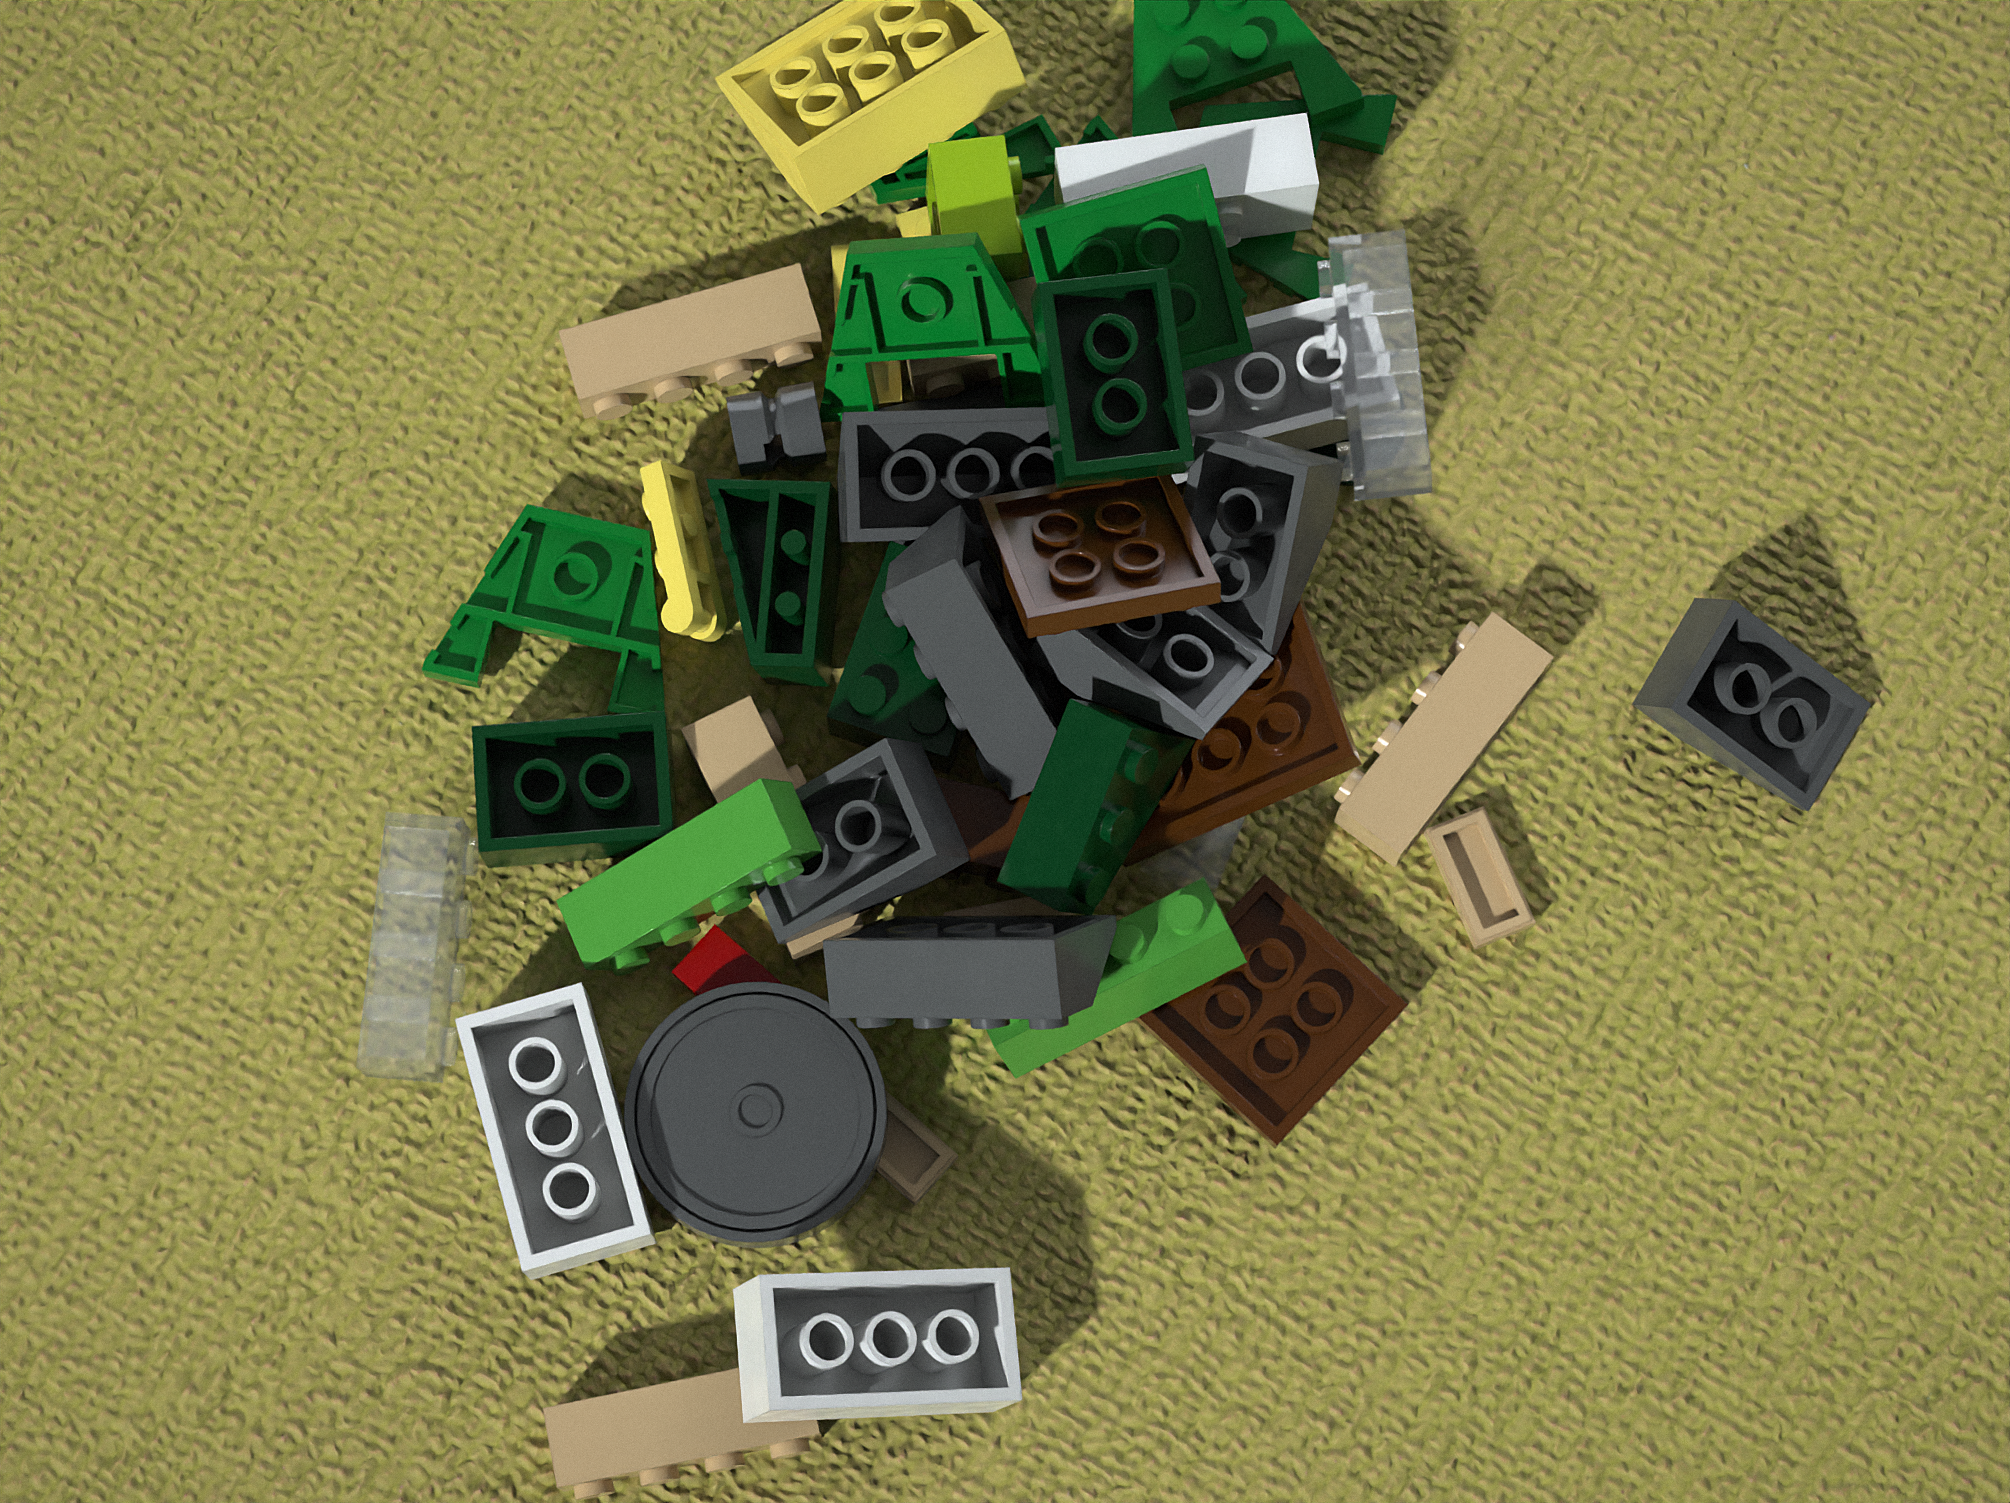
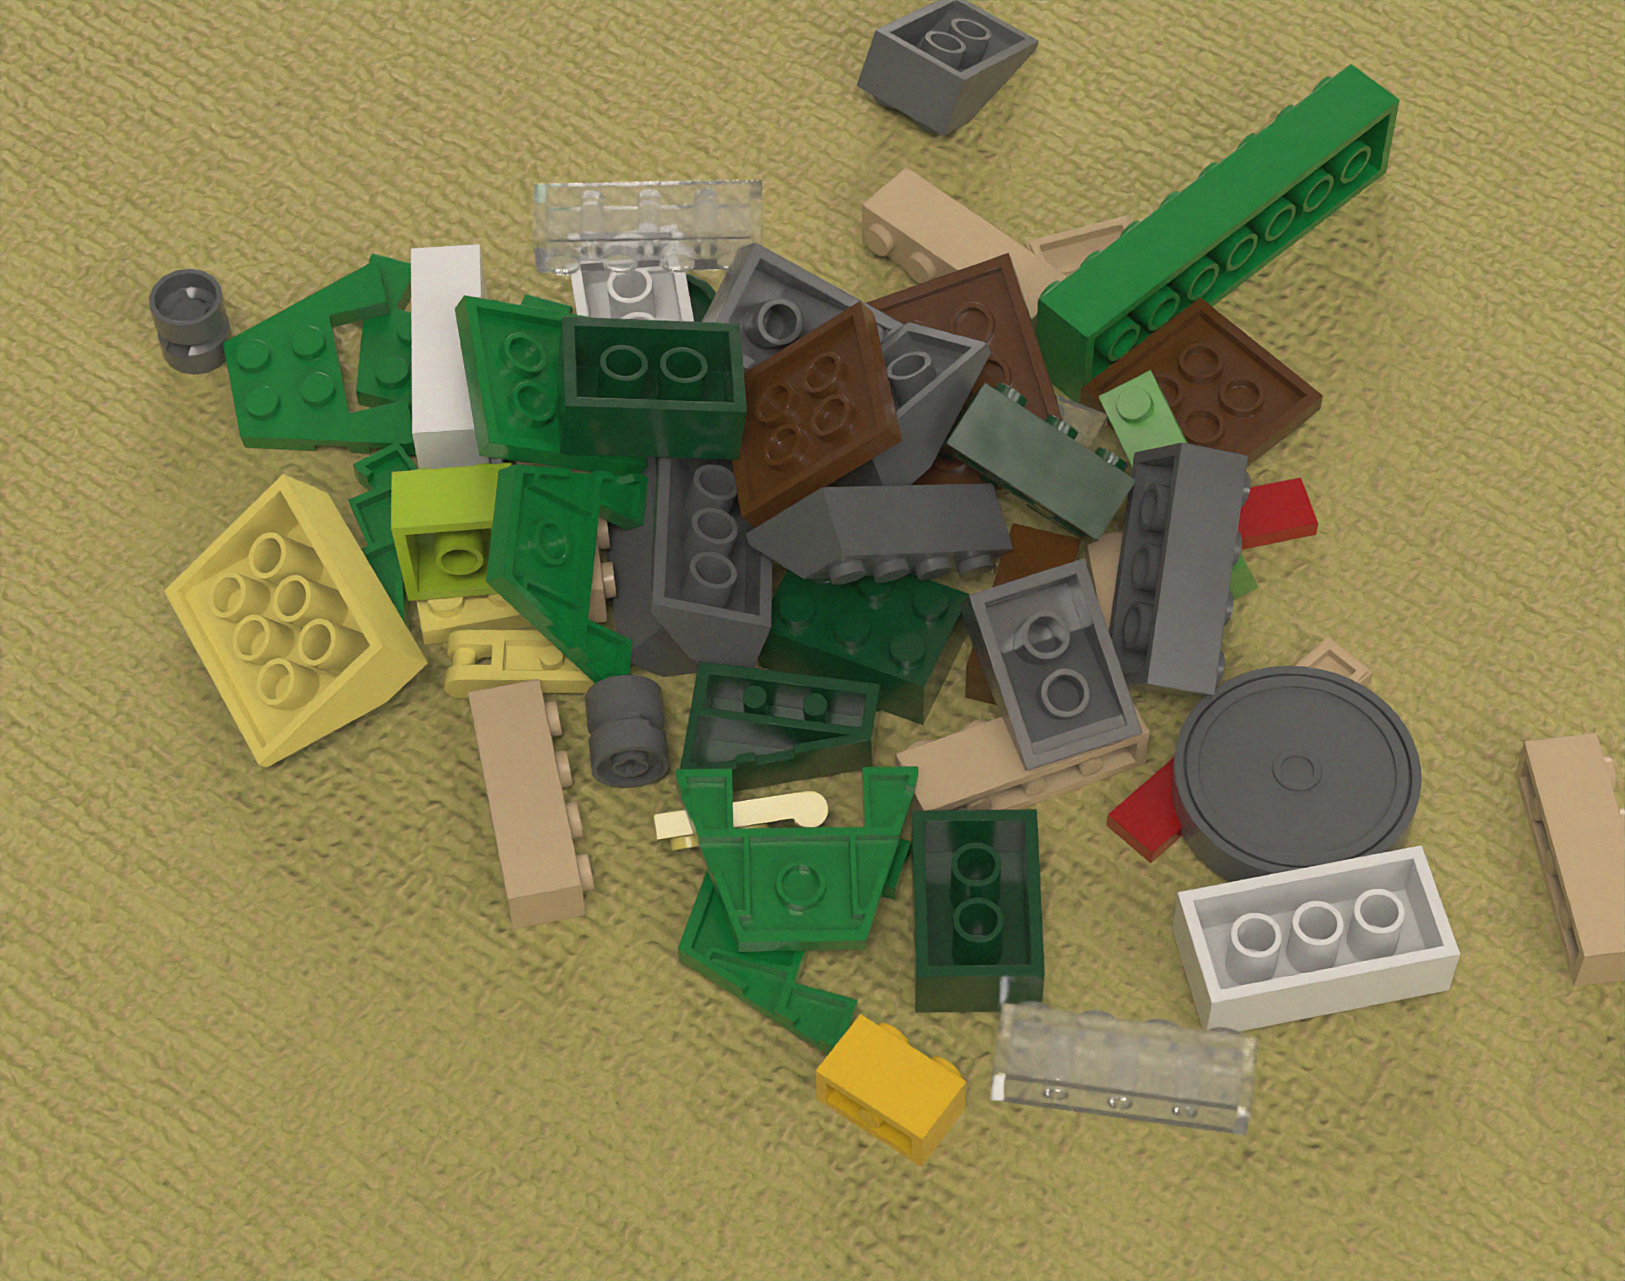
camera: 85 degrees left, 20 degrees down
(383, 723) = (891, 1089): none -> yellow brick
(586, 611) = (798, 883): none -> green wing
(689, 877) = (1078, 799): bright green brick -> none
(876, 1344) = (1521, 673): white brick -> none
(1121, 1085) = (1276, 514): none -> red tile
(1494, 1018) = (1218, 227): none -> green brick

